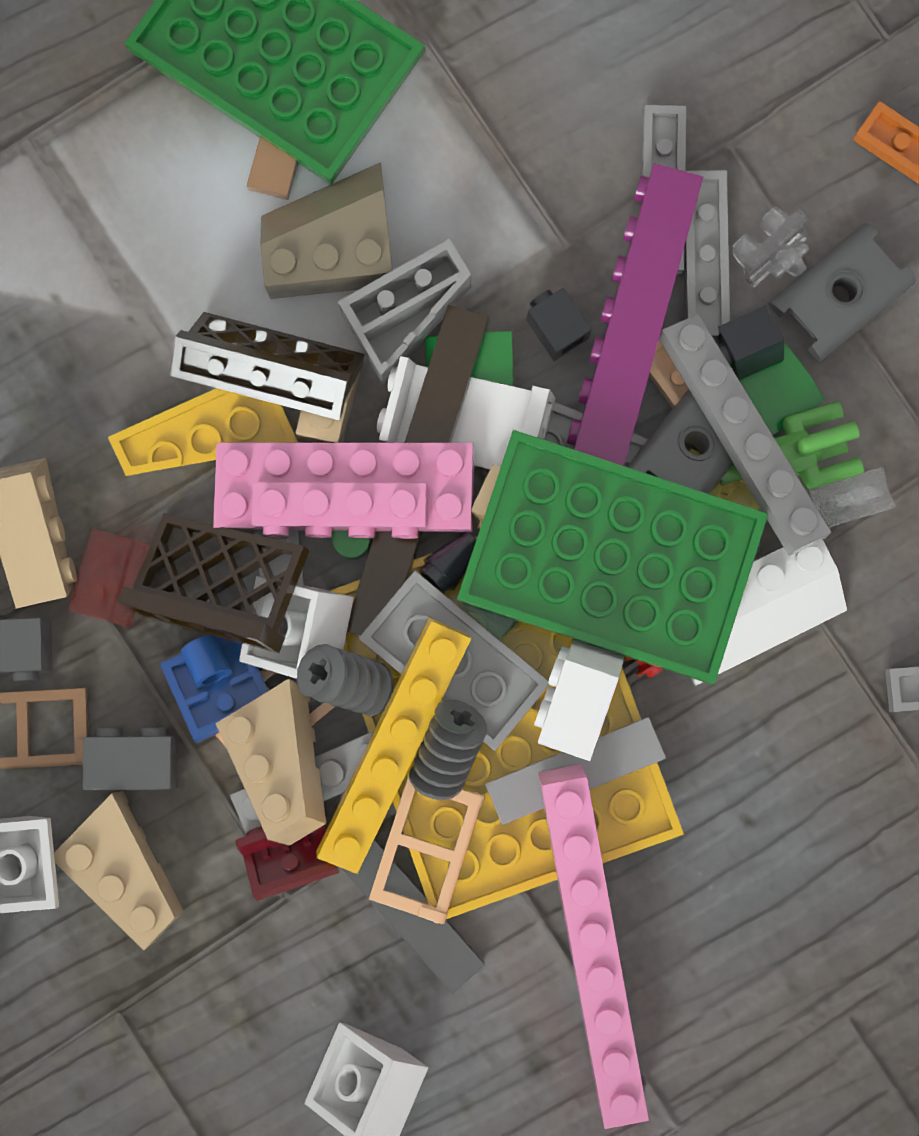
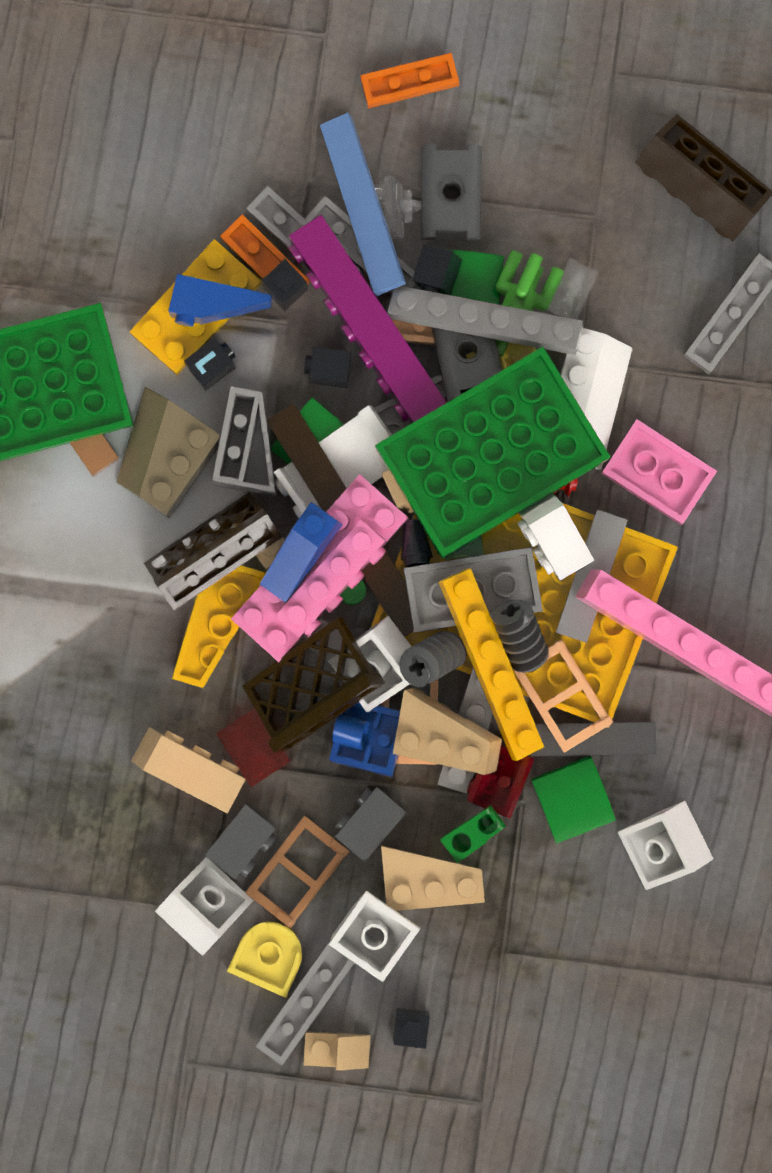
camera: 55 degrees left, 0 degrees up
(206, 876) = (472, 833): none -> green leg
(332, 948) = (573, 799): none -> green slope
(341, 450) = (300, 551): none -> slope
(459, 204) = (211, 363): none -> black brick
(503, 143) = (175, 342): none -> yellow plate
(519, 148) = (209, 301): none -> blue slope
(600, 204) = (284, 285): none -> black brick
(610, 167) = (254, 248): none -> orange plate
(744, 747) = (659, 472): none -> bright pink plate
(750, 214) = (362, 204): none -> medium blue tile

